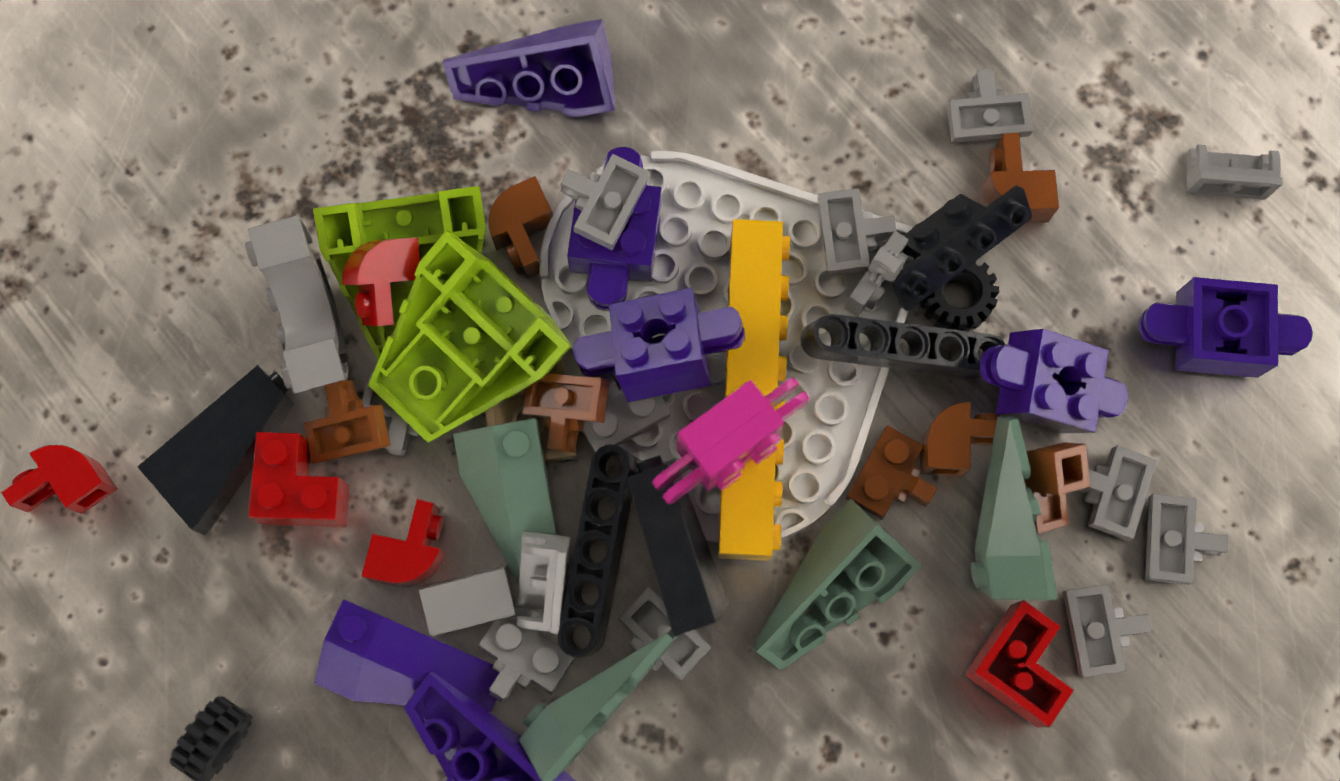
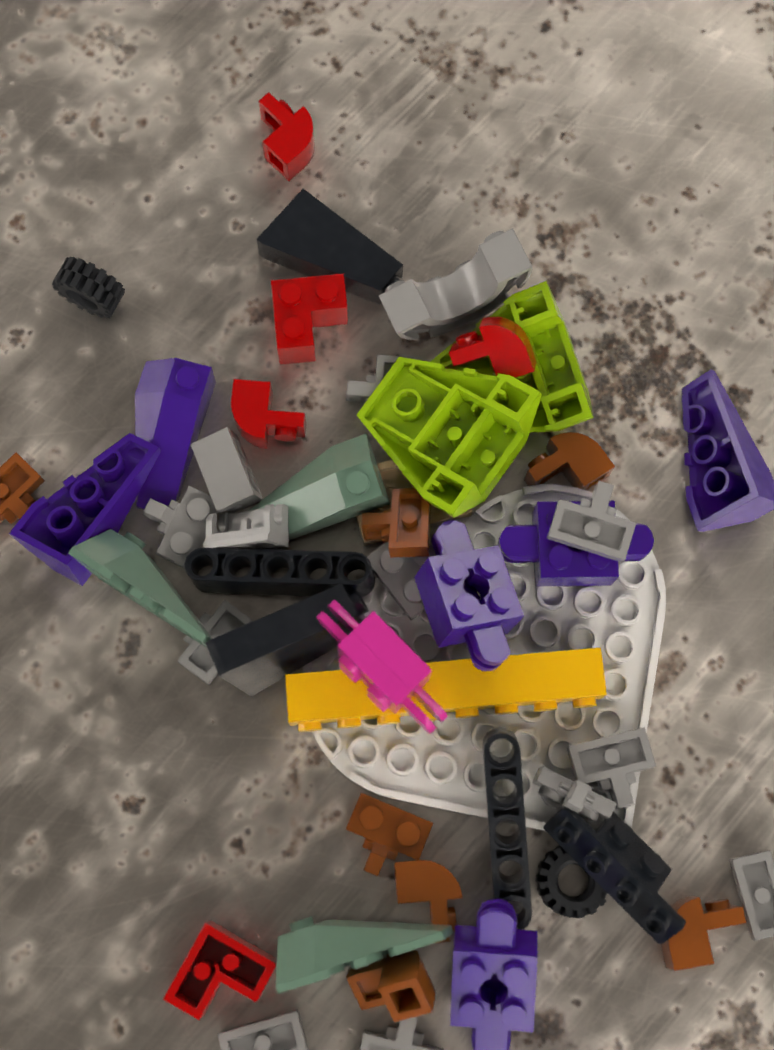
camera: 80 degrees right, 0 degrees up
(346, 426) = (362, 346): dark orange hinge -> none
(840, 575) = (289, 795): sand green wedge -> none

